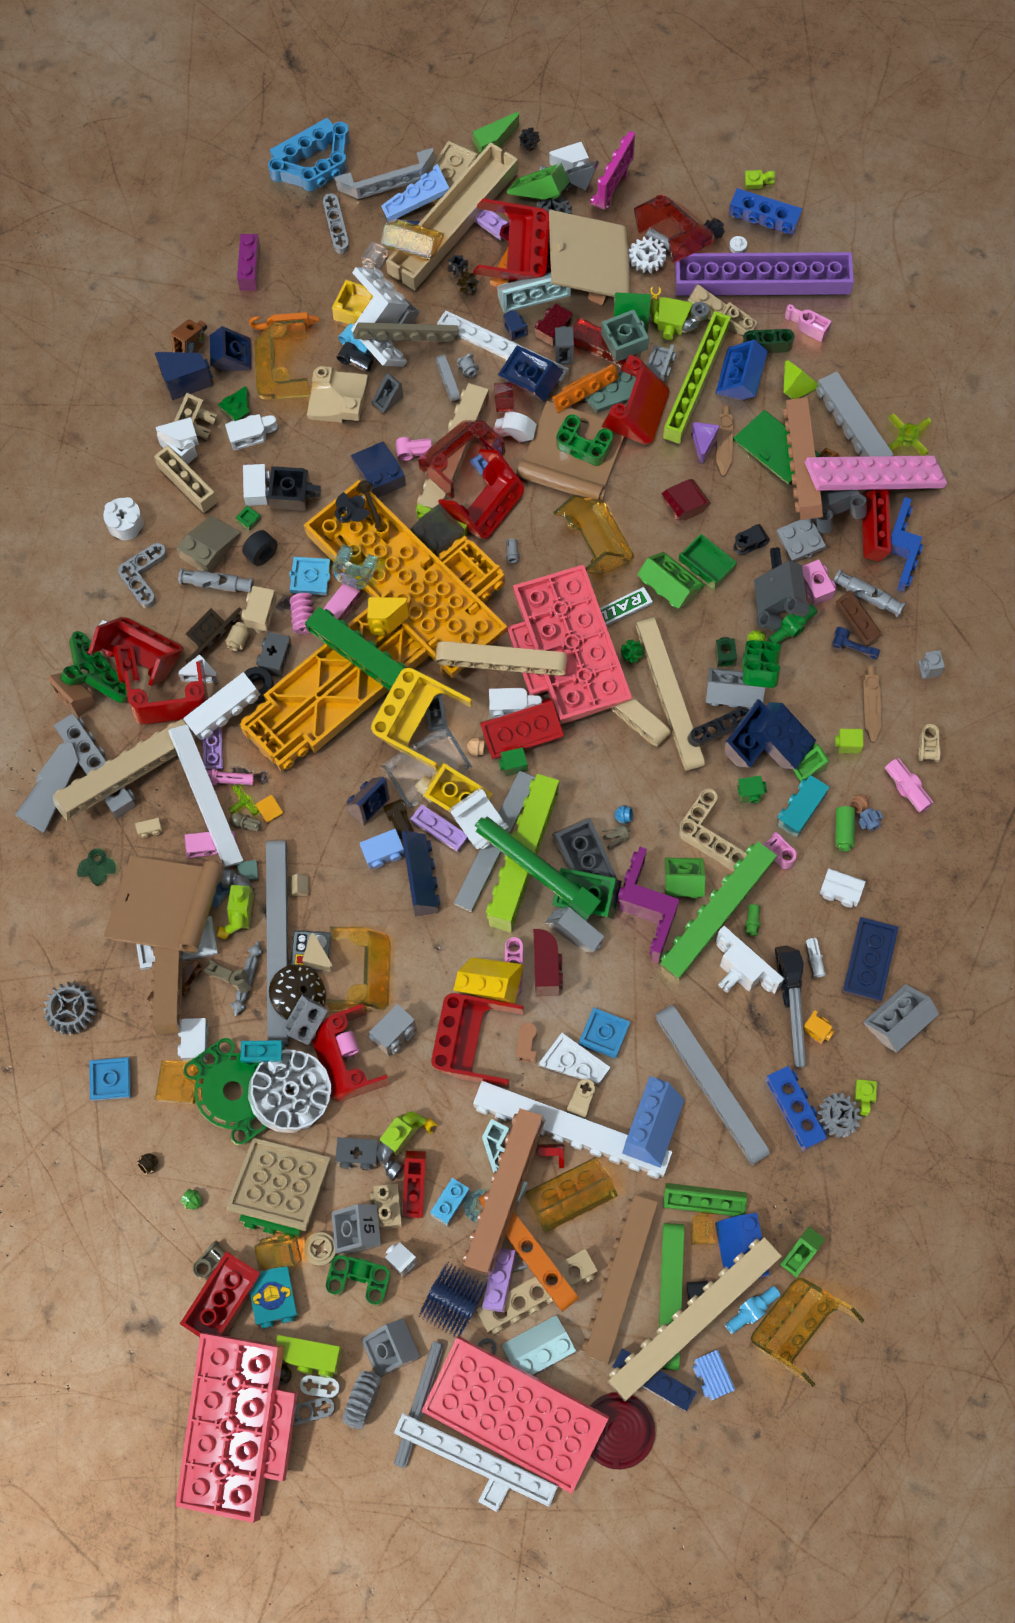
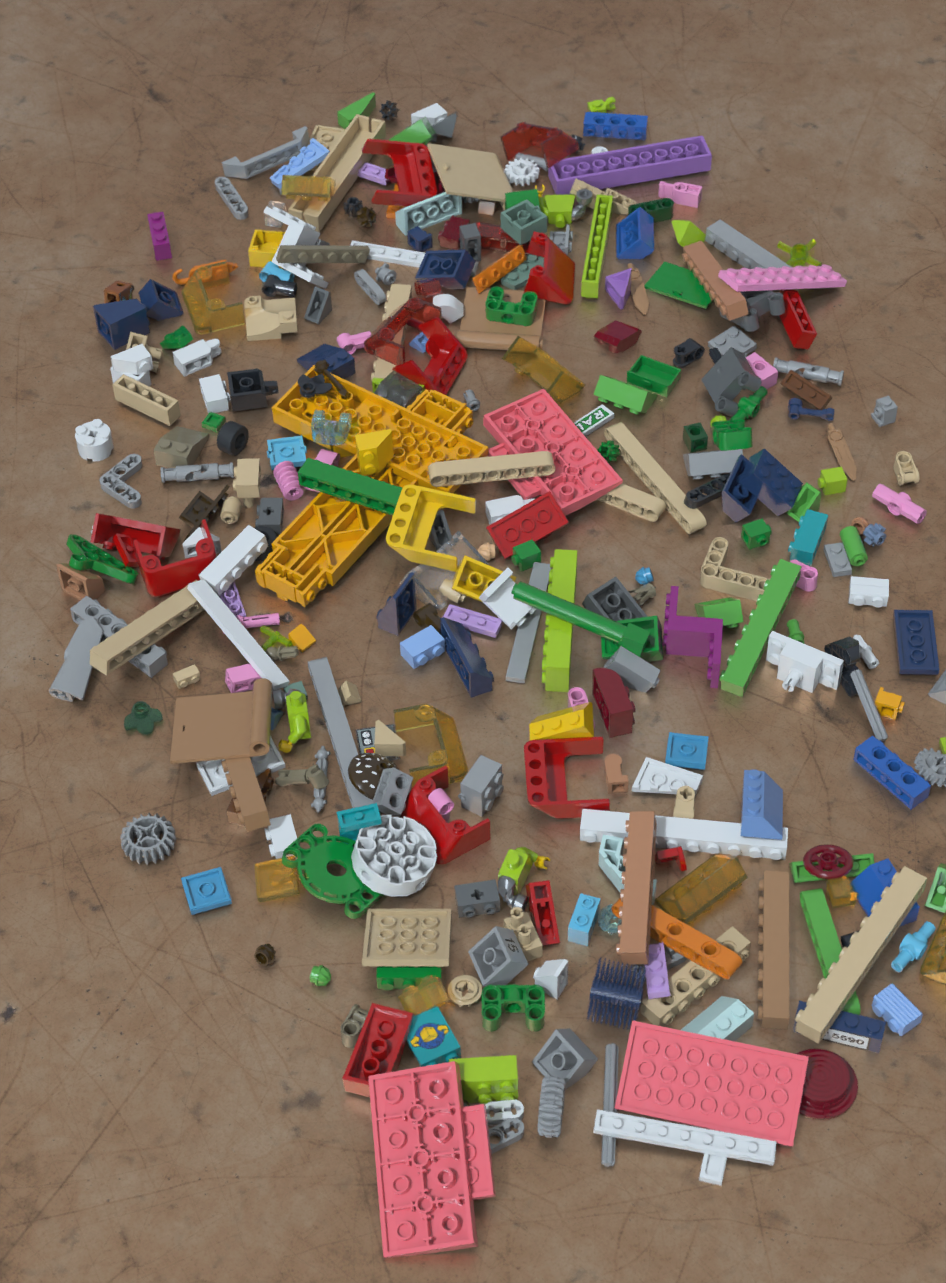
camera: 15 degrees left, 20 degrees down
(288, 154) = (175, 158): dark azure brick -> none
(614, 171) = (475, 116): dark pink plate -> none
(705, 1185) = (828, 861): none -> dark red plate
(712, 1085) = (806, 770): light grey beam -> none
(824, 838) = (837, 559): none -> light grey plate
(905, 544) = (827, 331): blue bracket -> none

